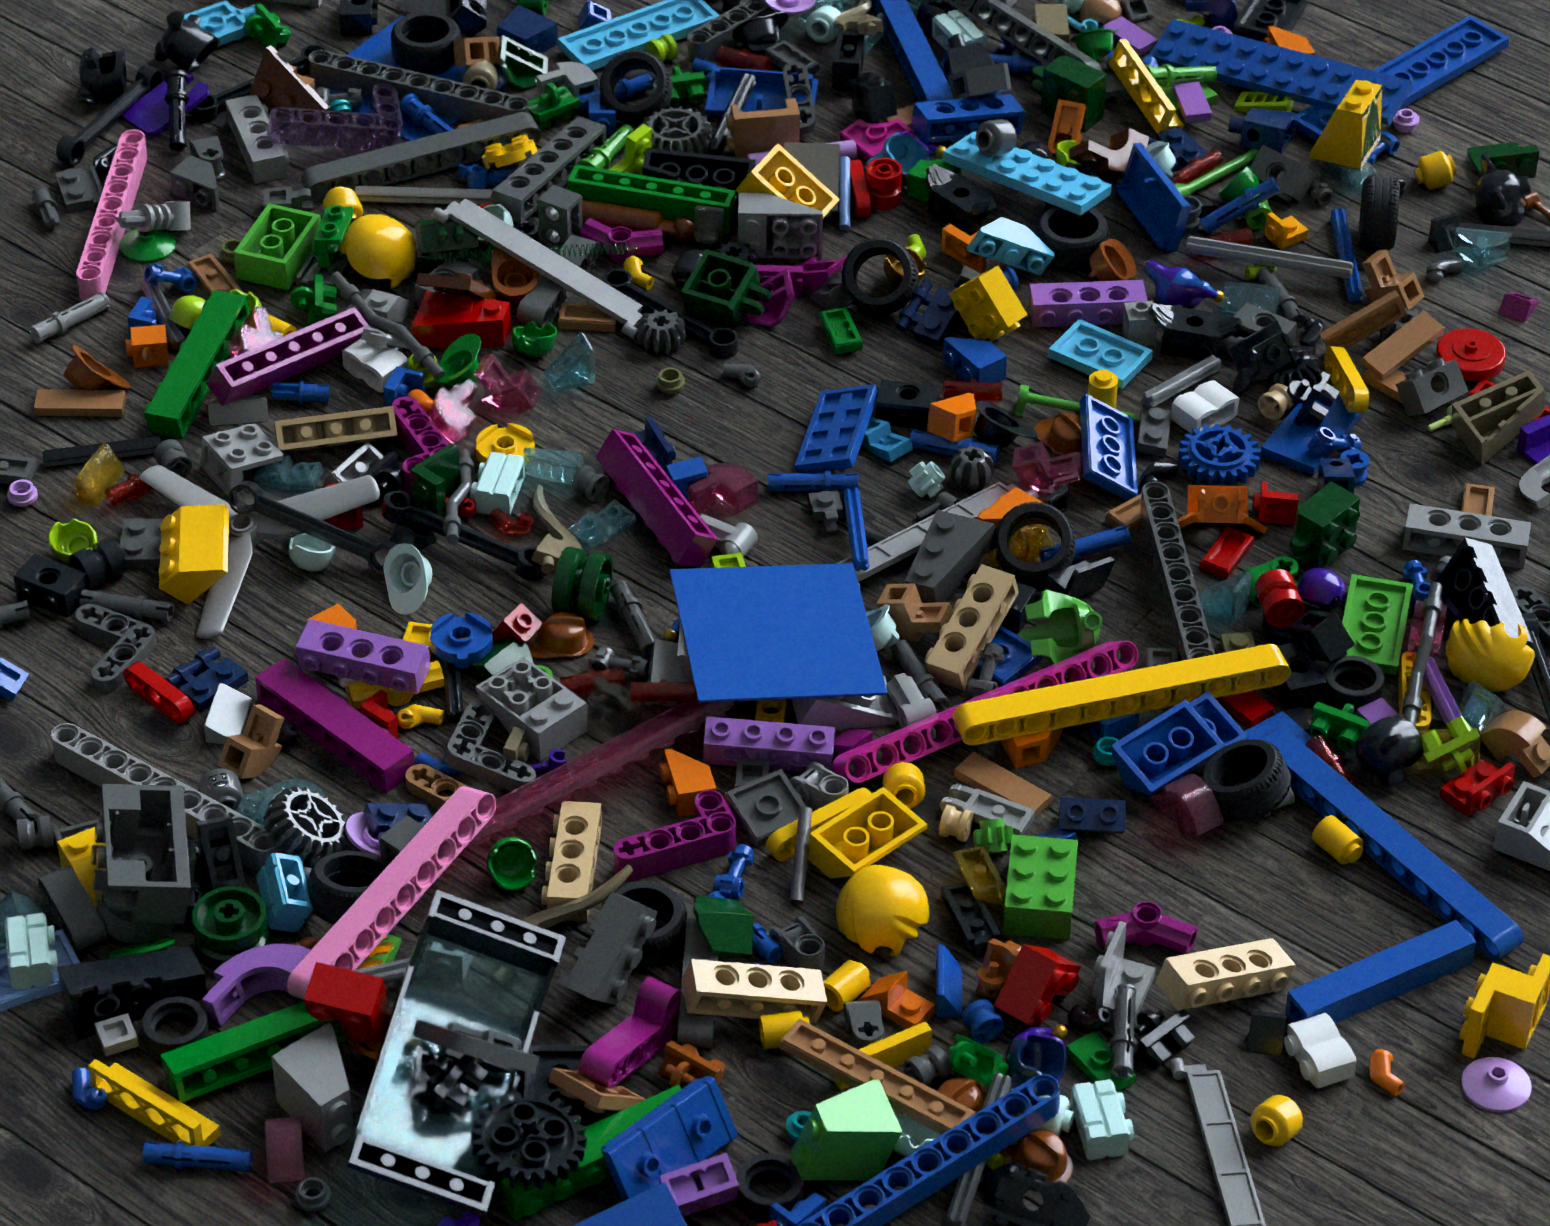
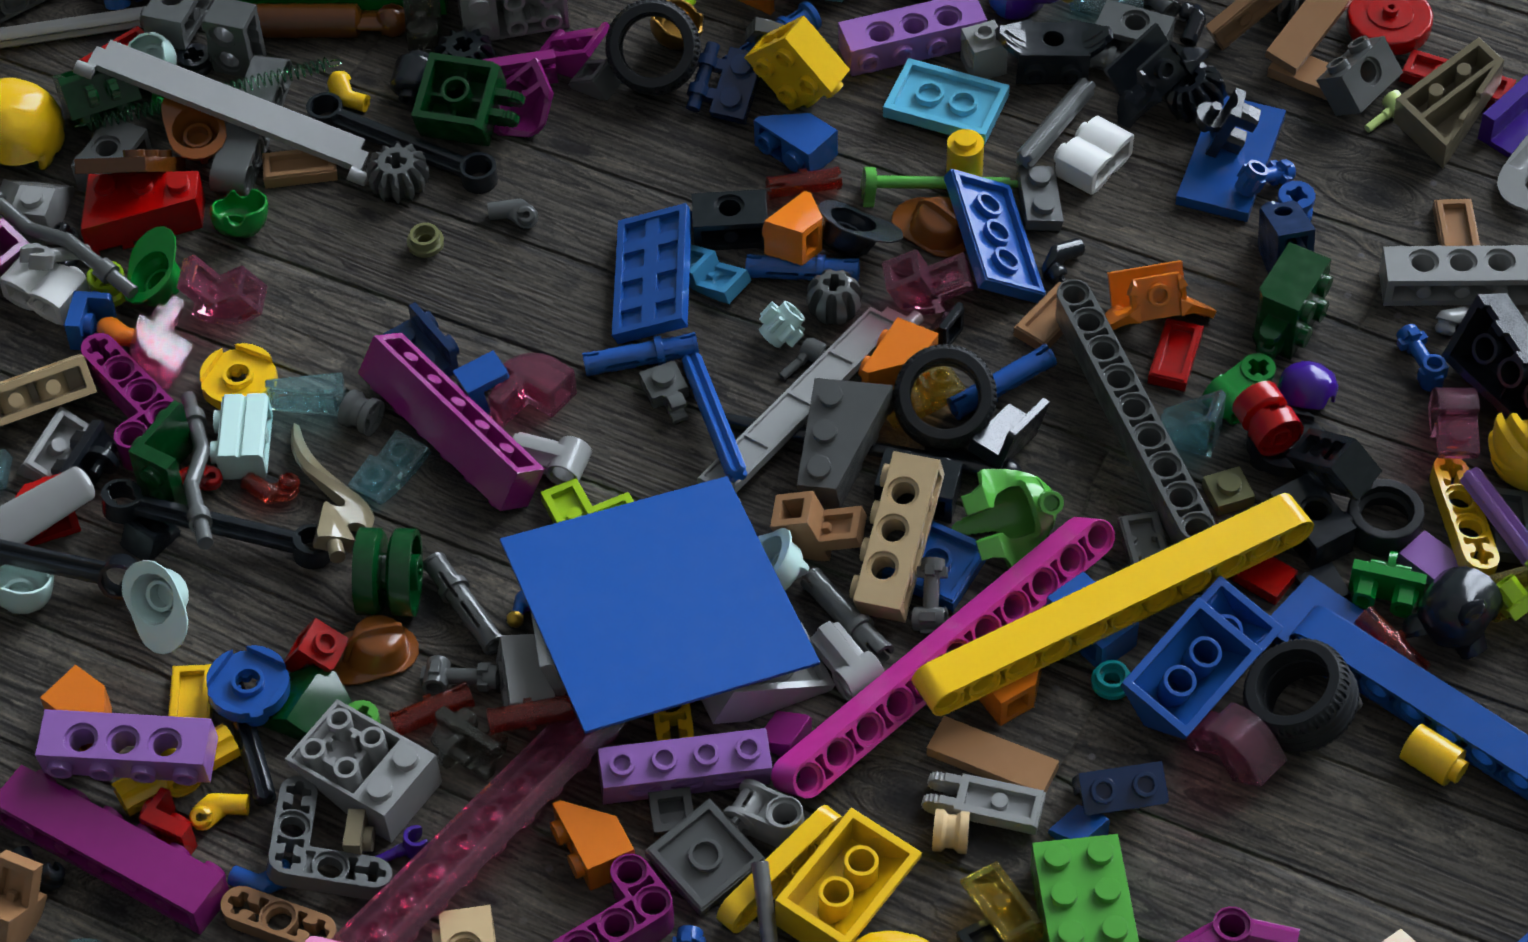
camera: 10 degrees left, 10 degrees up
(573, 366) = (298, 244): clear light blue slope -> none
(648, 242) = (346, 47): magenta piece -> none
(840, 330) = (620, 128): green plate -> none
(905, 783) = (870, 788): yellow head -> none
(993, 836) = (1004, 842): bright green gear -> none
(1219, 455) = (1107, 219): blue gear -> none
(1275, 402) = (1177, 129): tan wheel -> none
(1275, 506) = (1217, 279): red bracket -> none
(1346, 379) = (1261, 88): yellow beam -> none
(1377, 619) = (1387, 417): bright green plate -> none
(1431, 610) = (1464, 404): dark grey bar -> none

